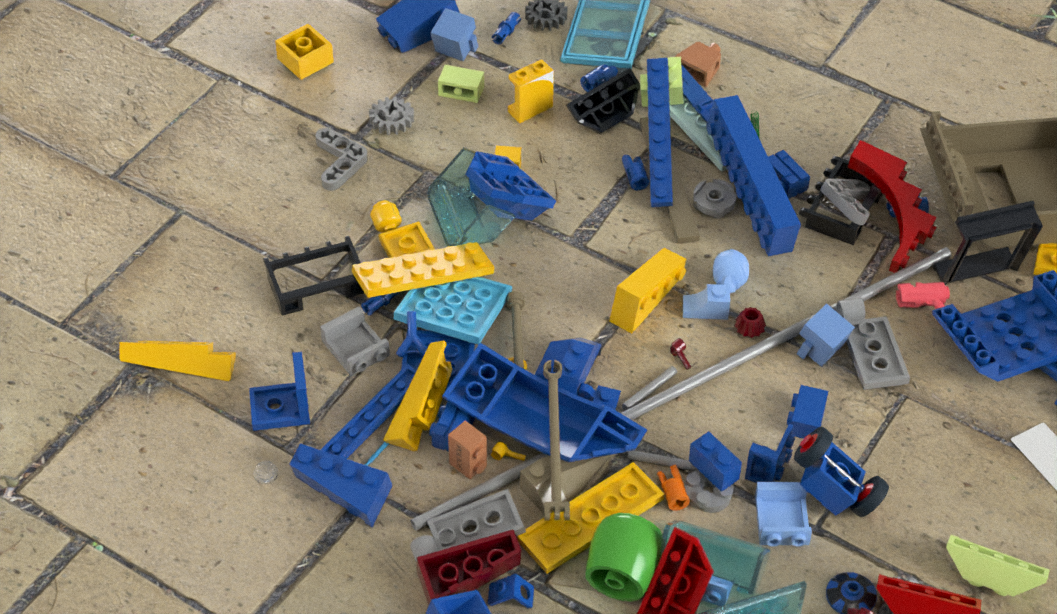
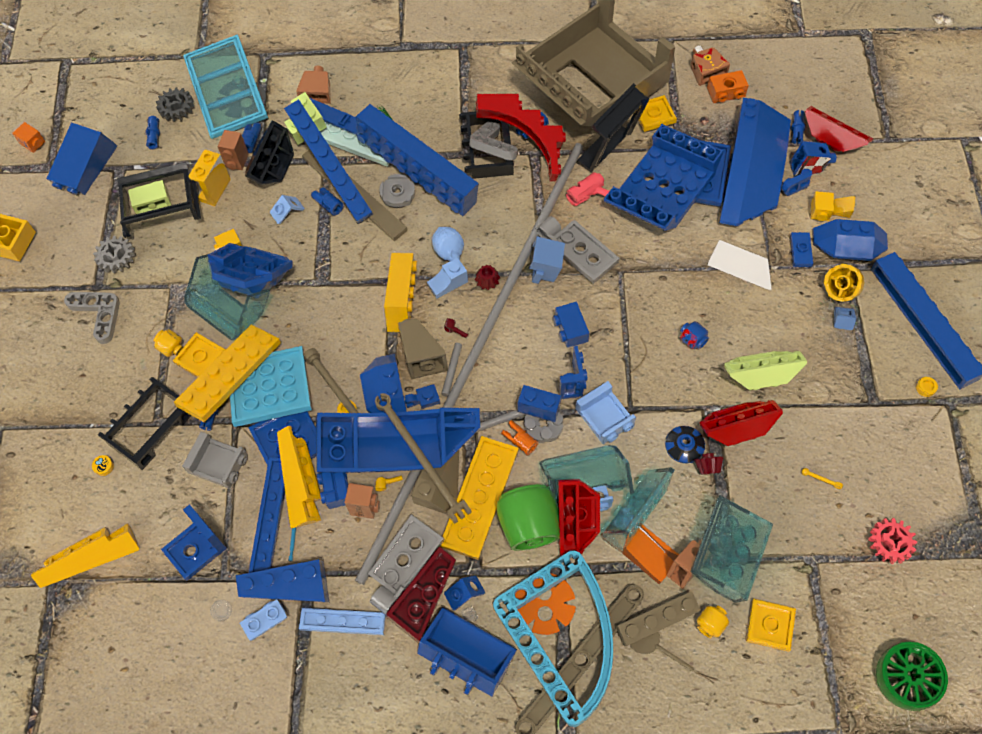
camera: 30 degrees left, 15 degrees up
(249, 290) = (102, 465): none -> yellow tile
(299, 498) = (263, 620): none -> light blue bracket
(372, 550) = (342, 621): none -> light blue tile
(412, 337) = (259, 434): blue piece -> none
(454, 35) = (118, 159): medium blue plate -> none
(497, 104) = (190, 187): none -> black piece
(572, 78) = (233, 150): none -> nougat brick
(587, 153) = (284, 206): none -> light blue bracket
(626, 350) = (421, 350): none -> dark tan slope
(790, 173) = (438, 142): blue brick -> none
(835, 477) = (627, 367): brick -> none
(940, 495) = (694, 335): none -> blue head

